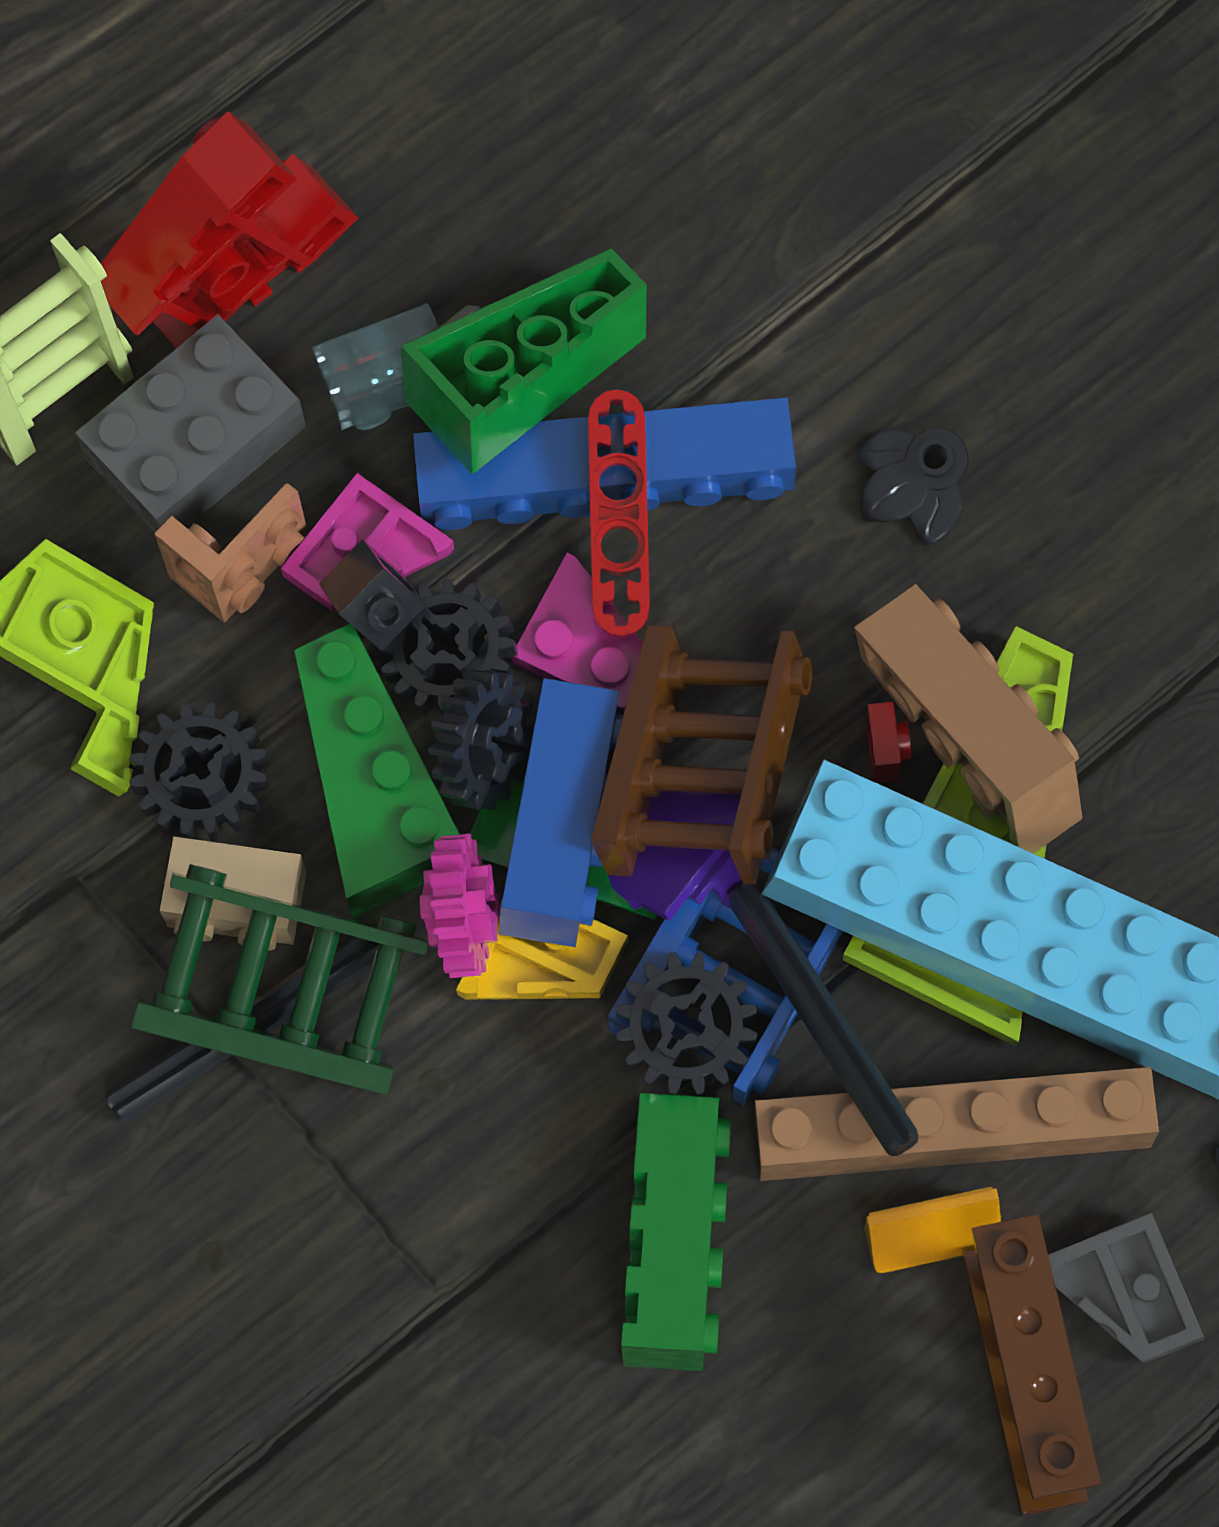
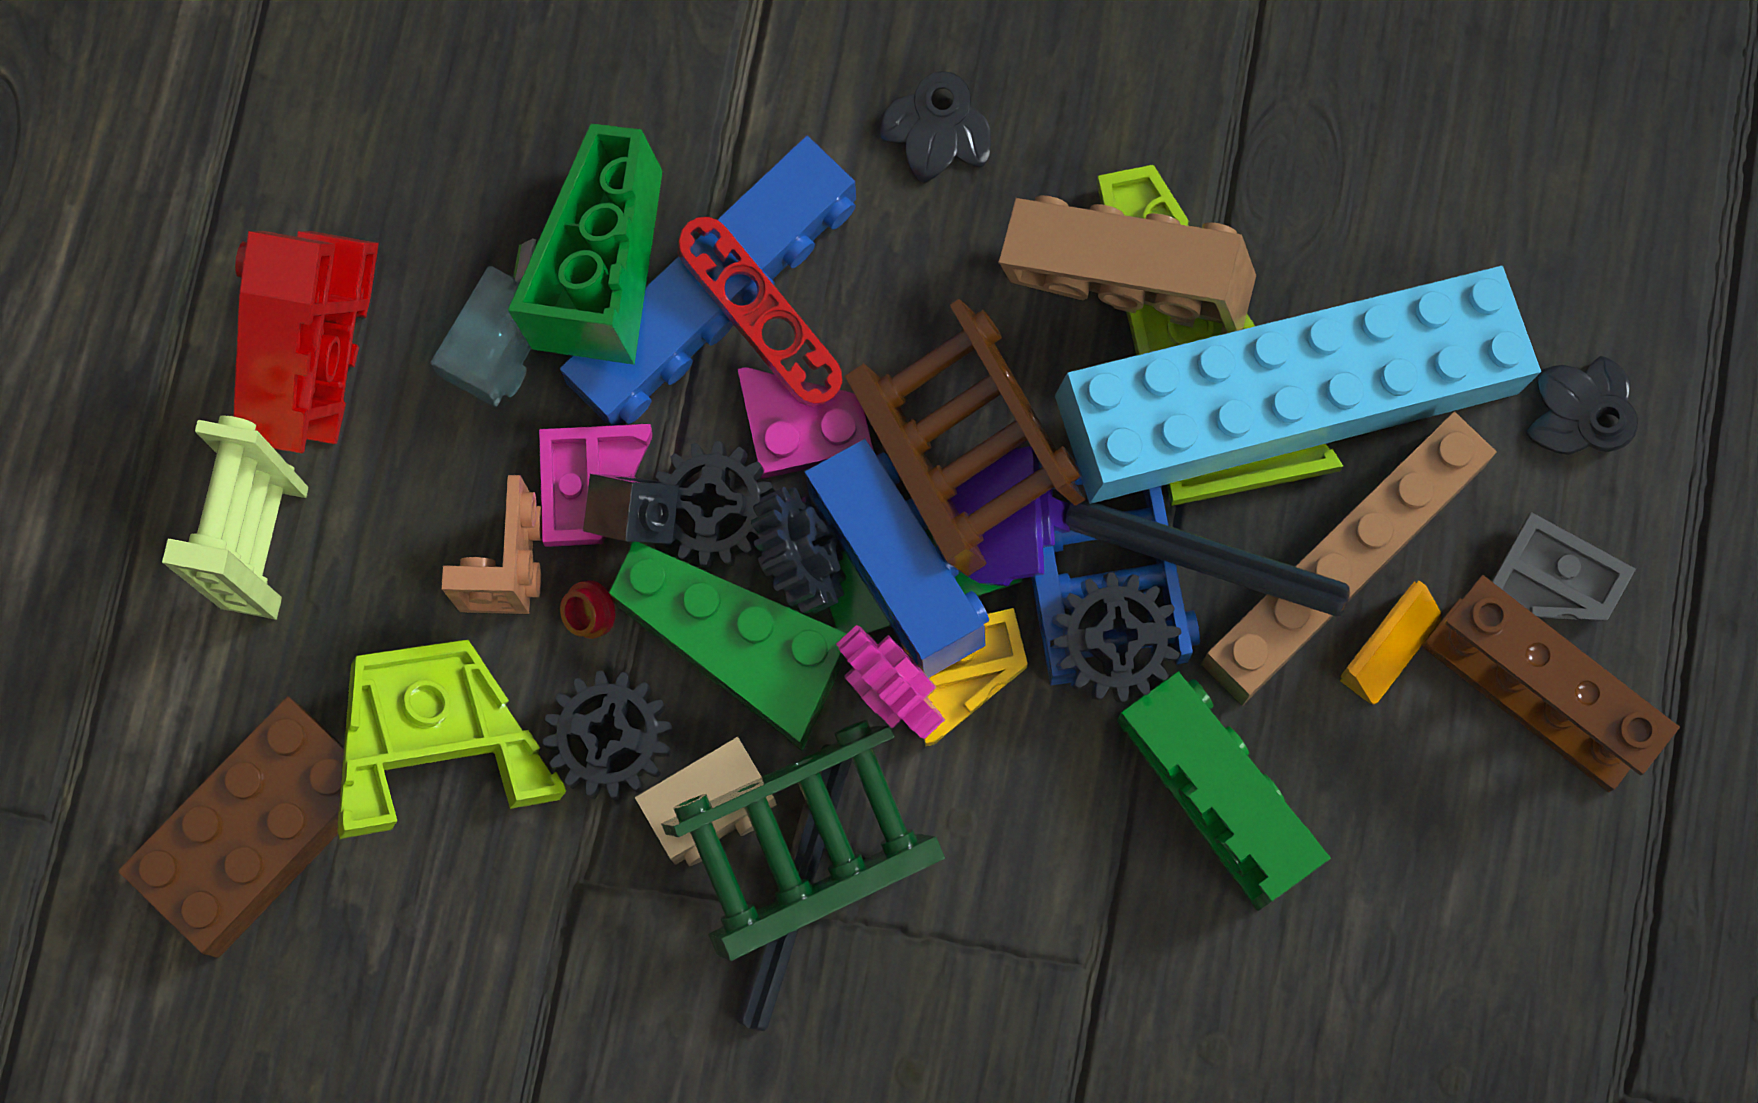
camera: 40 degrees left, 5 degrees up
(192, 427) = (389, 491): dark grey brick -> none
(270, 655) = (588, 610): none -> dark red plate
(886, 742) = (1076, 328): red plate -> none

